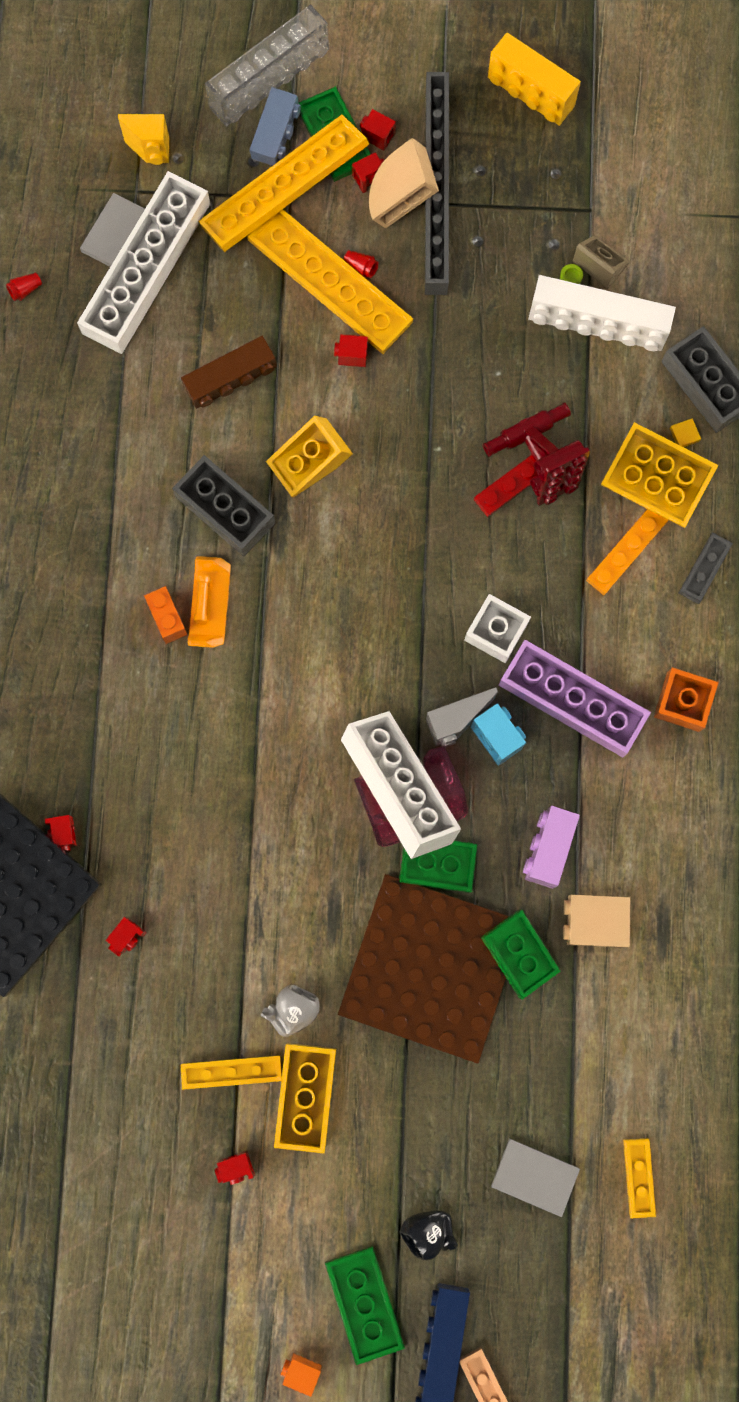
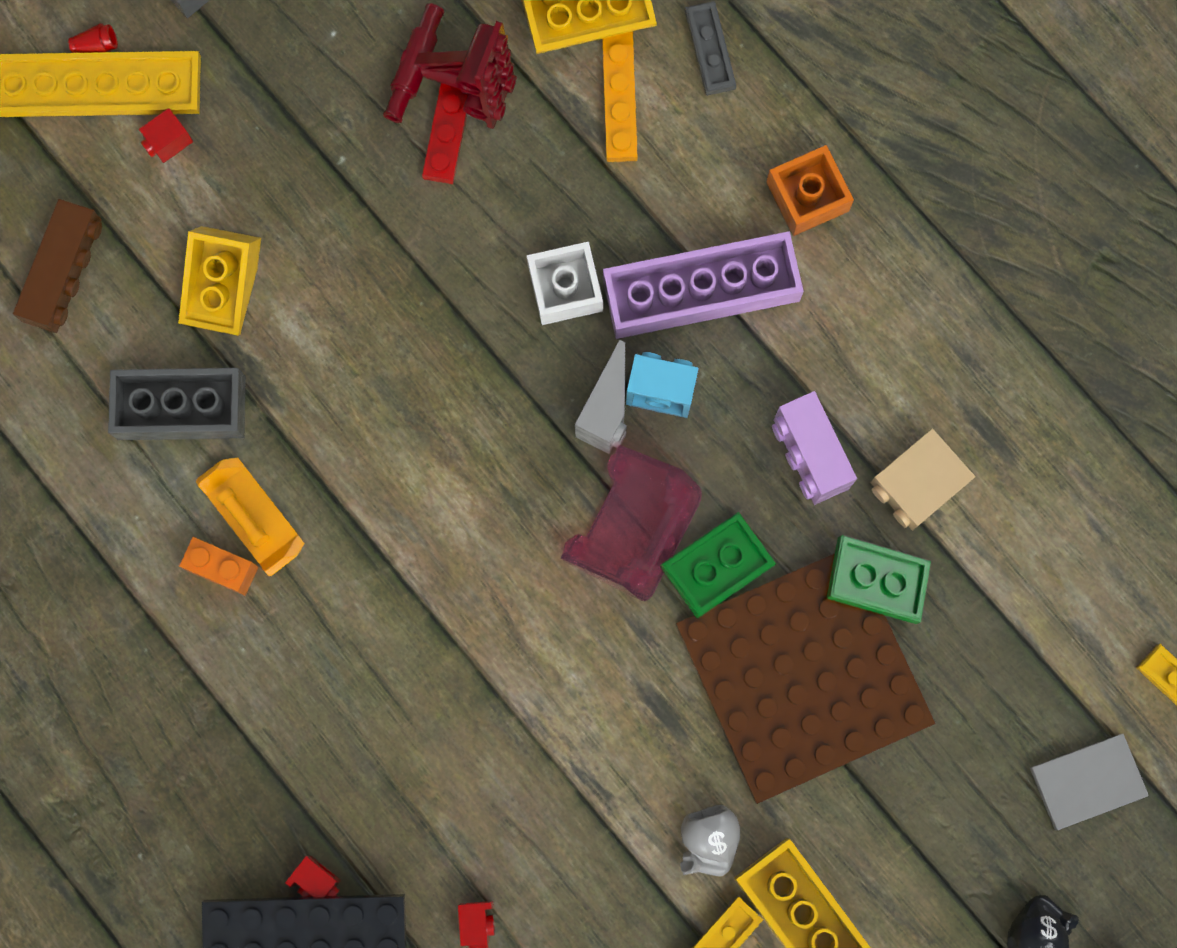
camera: 40 degrees left, 0 degrees up
(400, 784) = (613, 520): white brick -> none

